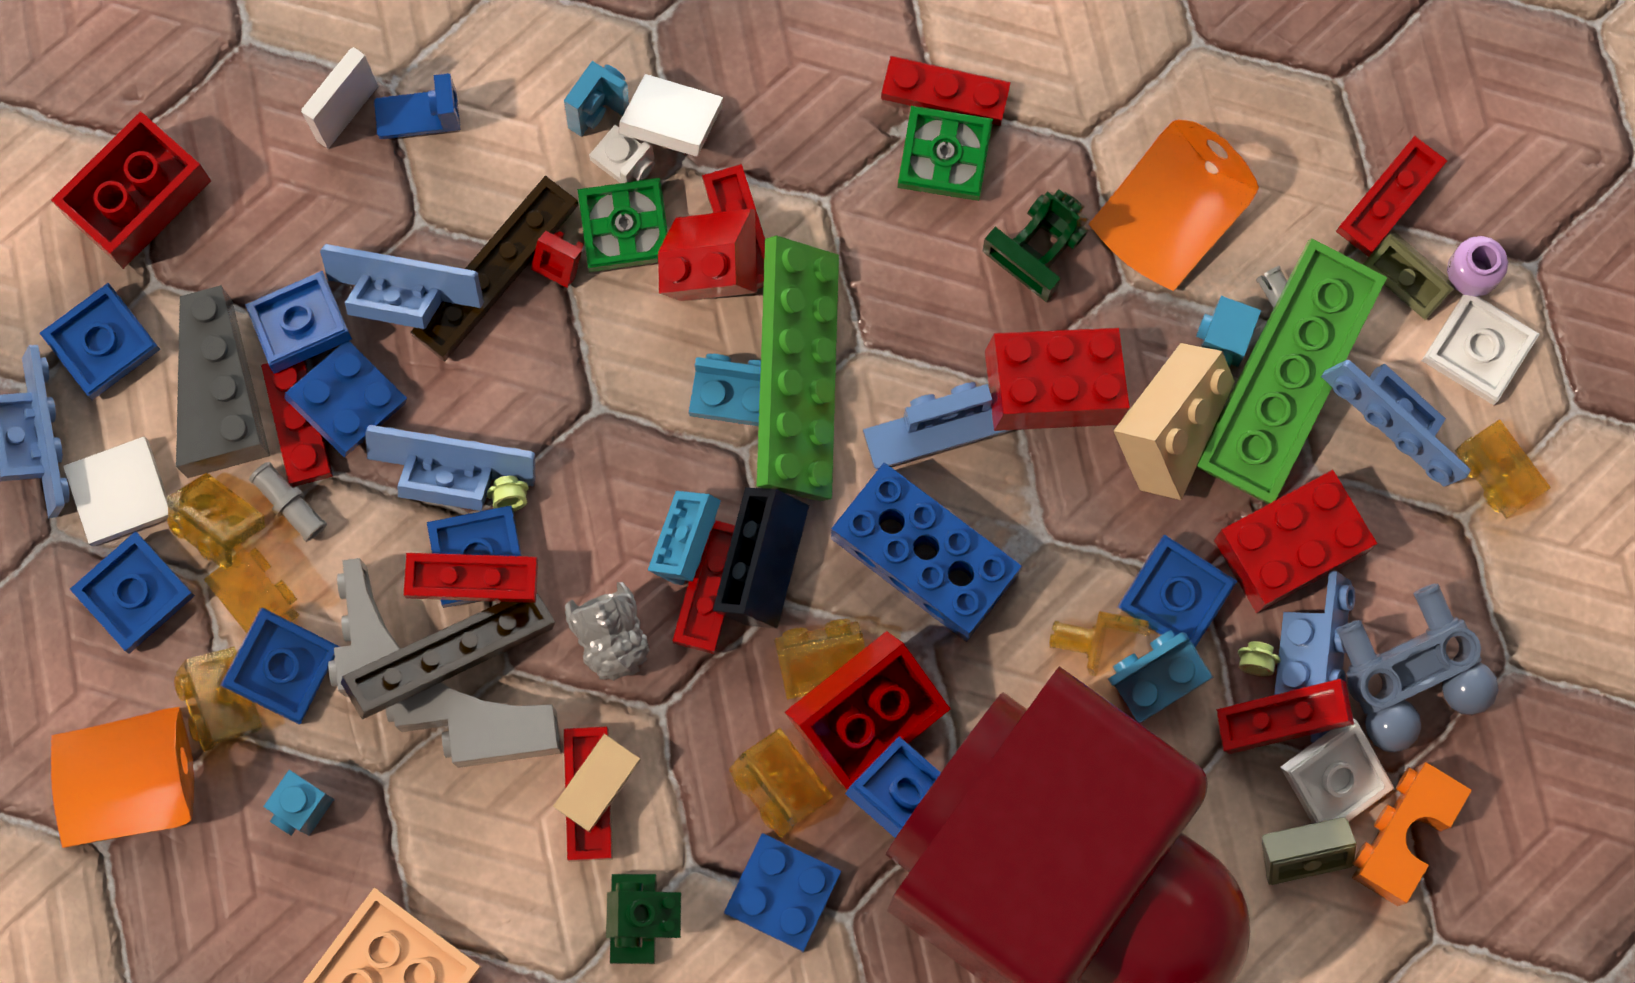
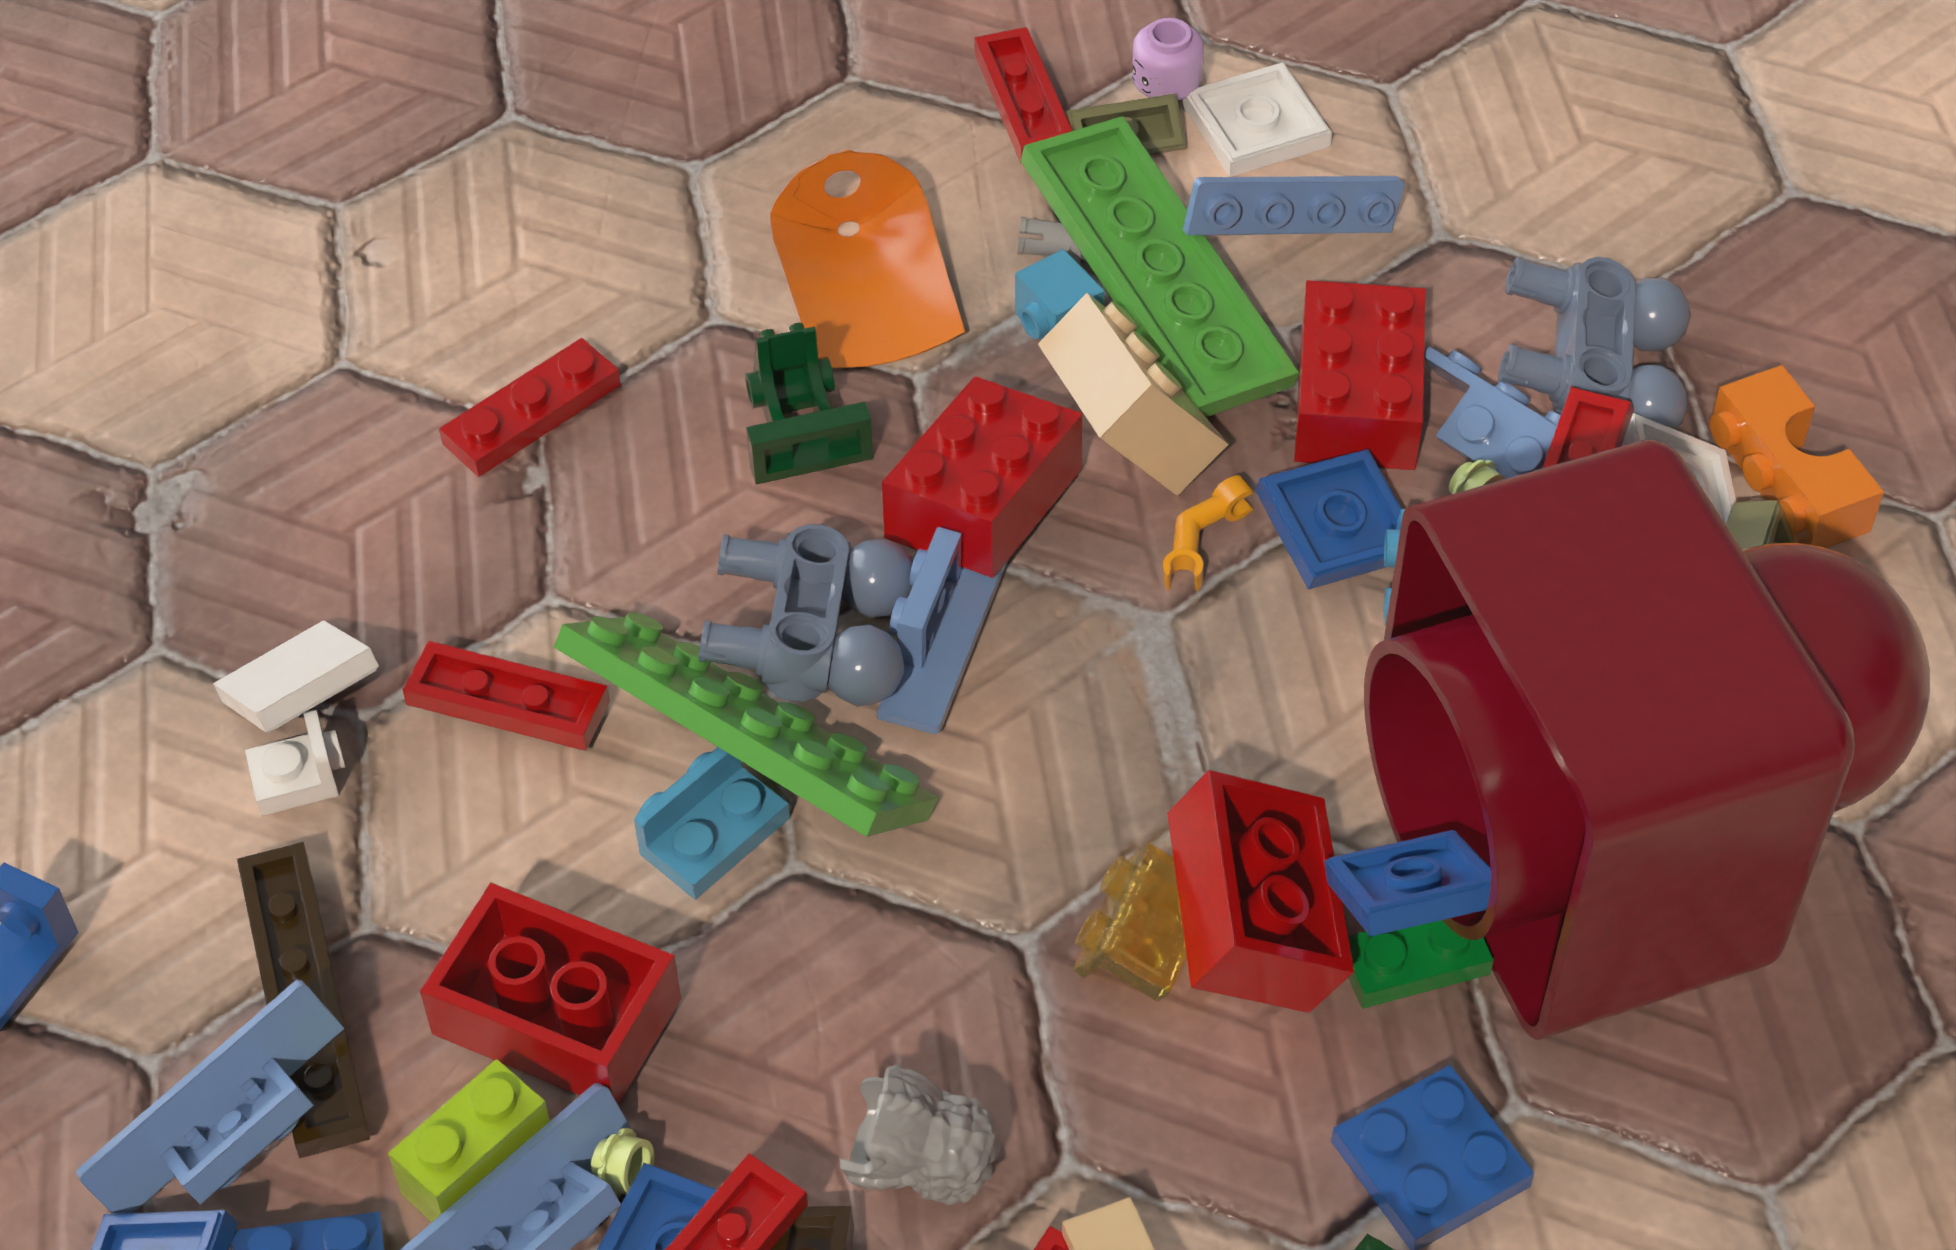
camera: 55 degrees left, 25 degrees down
(464, 415) = (466, 1139): none -> lime brick
(557, 258) = (358, 913): red tile -> none
(568, 393) = (551, 993): none -> red brick
(591, 92) = (201, 727): dark azure bracket -> none
(623, 224) = (384, 815): green piece -> none
(684, 536) = (861, 970): dark azure bracket -> none
(698, 623) = (947, 995): red plate -> none
(709, 256) = (519, 731): red slope -> none
(761, 557) = (959, 903): black brick -> none
(779, 782) = (1279, 1071): clear yellow bracket -> none
(873, 401) = (800, 647): none -> sand blue piece
(925, 523) = (1091, 729): blue brick -> none
(945, 153) = (607, 443): green piece -> none
(1092, 640) = (1336, 624): clear yellow bracket -> none
(1145, 522) = (1226, 502): none -> light orange arm
(1502, 469) = (1428, 167): clear yellow bracket -> none

